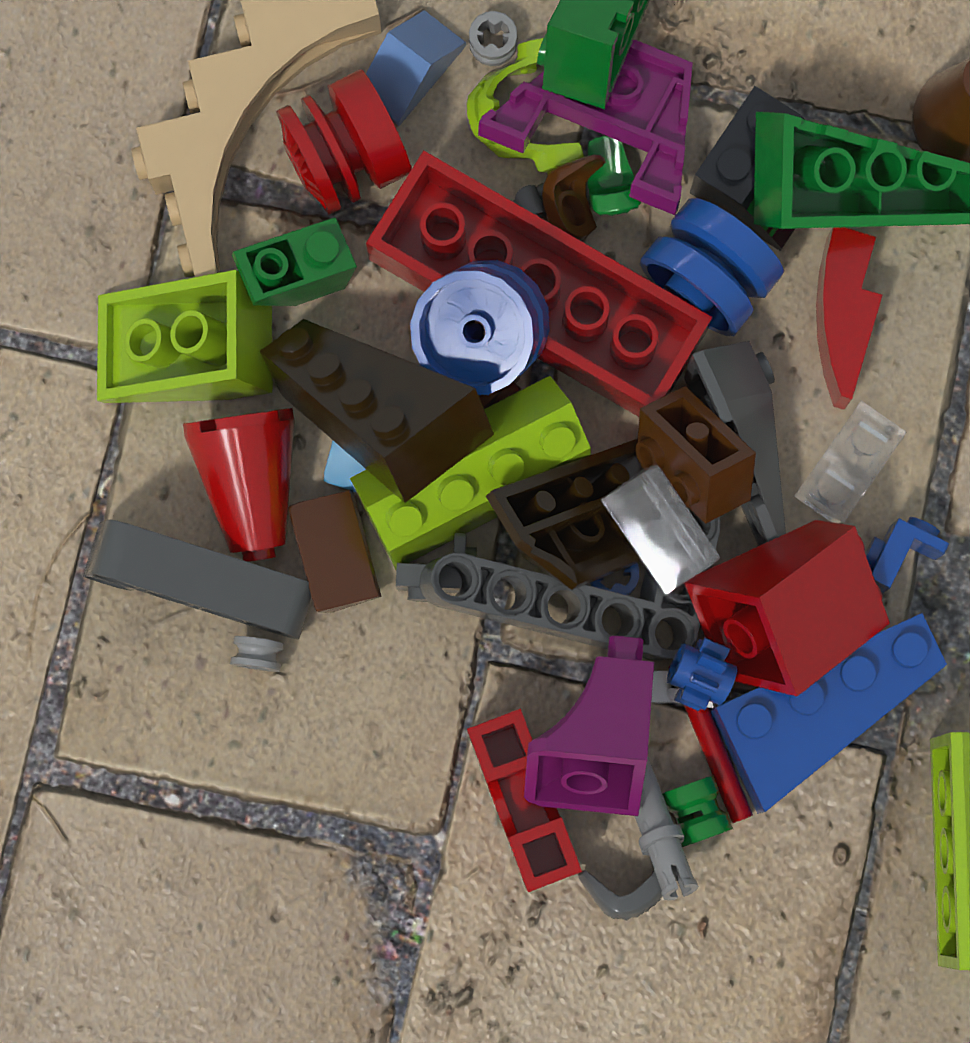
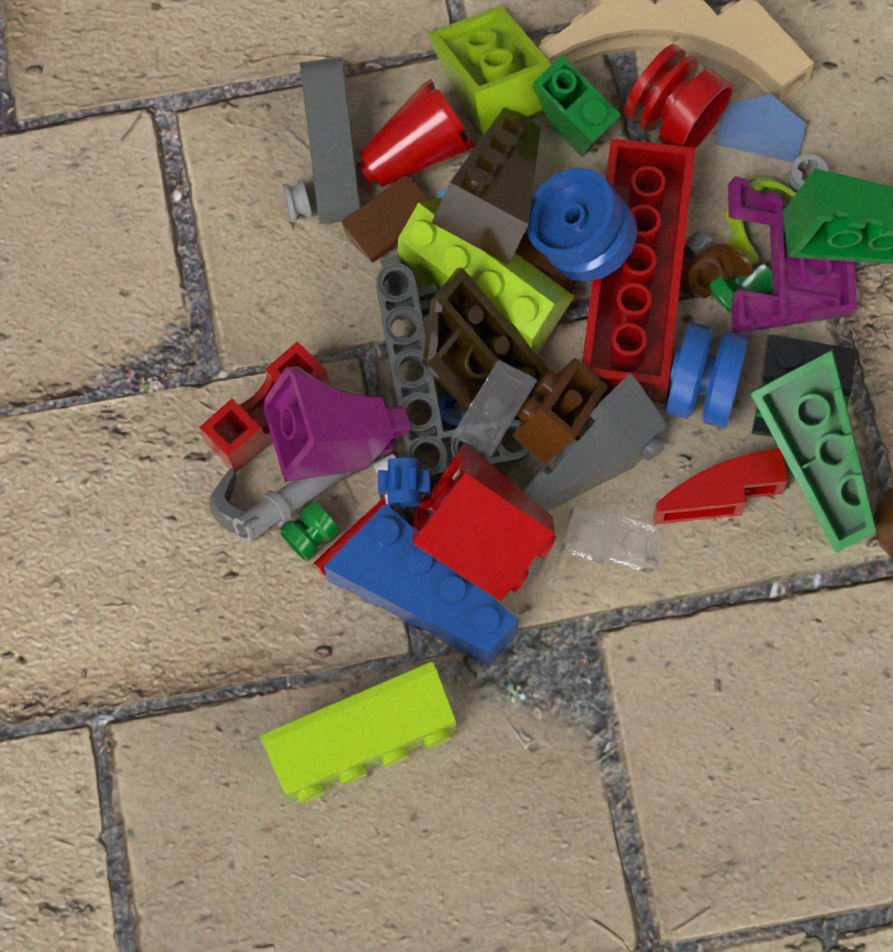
camera: 70 degrees right, 10 degrees down
(888, 554) = (555, 590): blue bracket -> none

